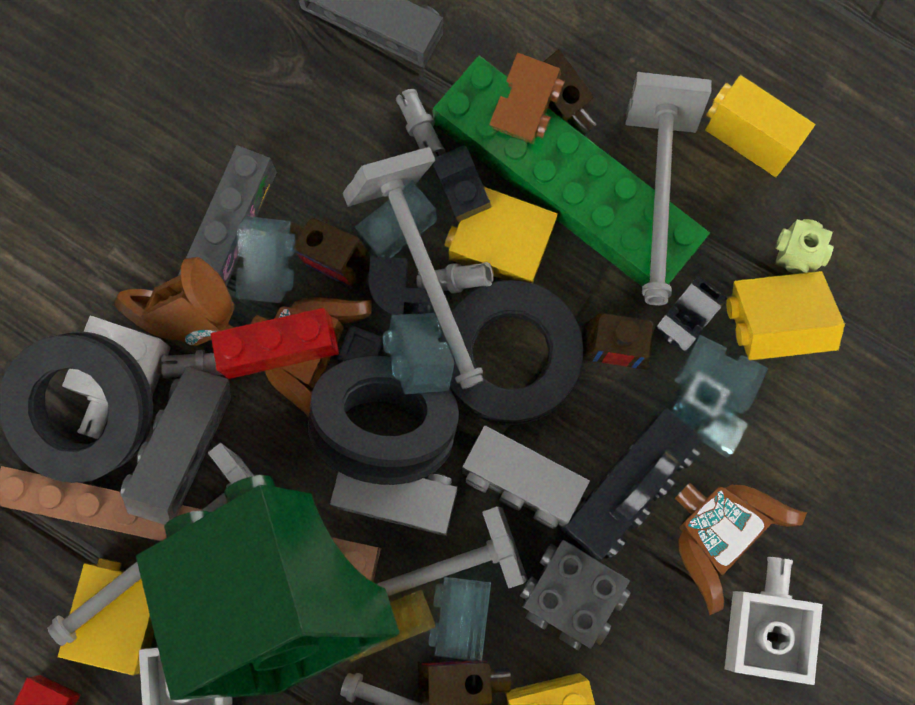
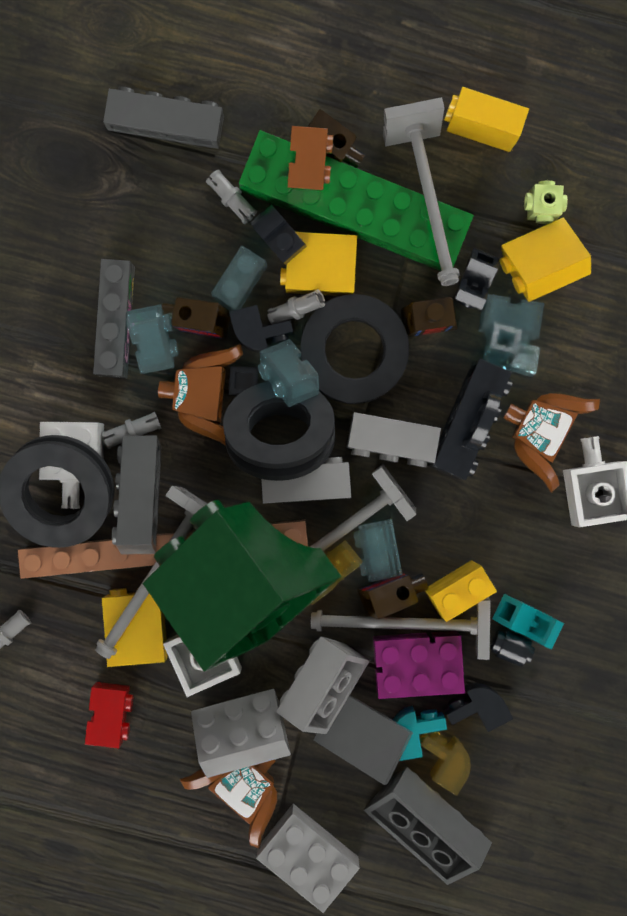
camera: 10 degrees left, 10 degrees up
(182, 307) = (107, 393): dark orange torso -> none
(274, 343) = (183, 400): red brick -> none
(388, 179) = (226, 252): light grey tile -> none
(574, 595) = (452, 509): dark grey brick -> none

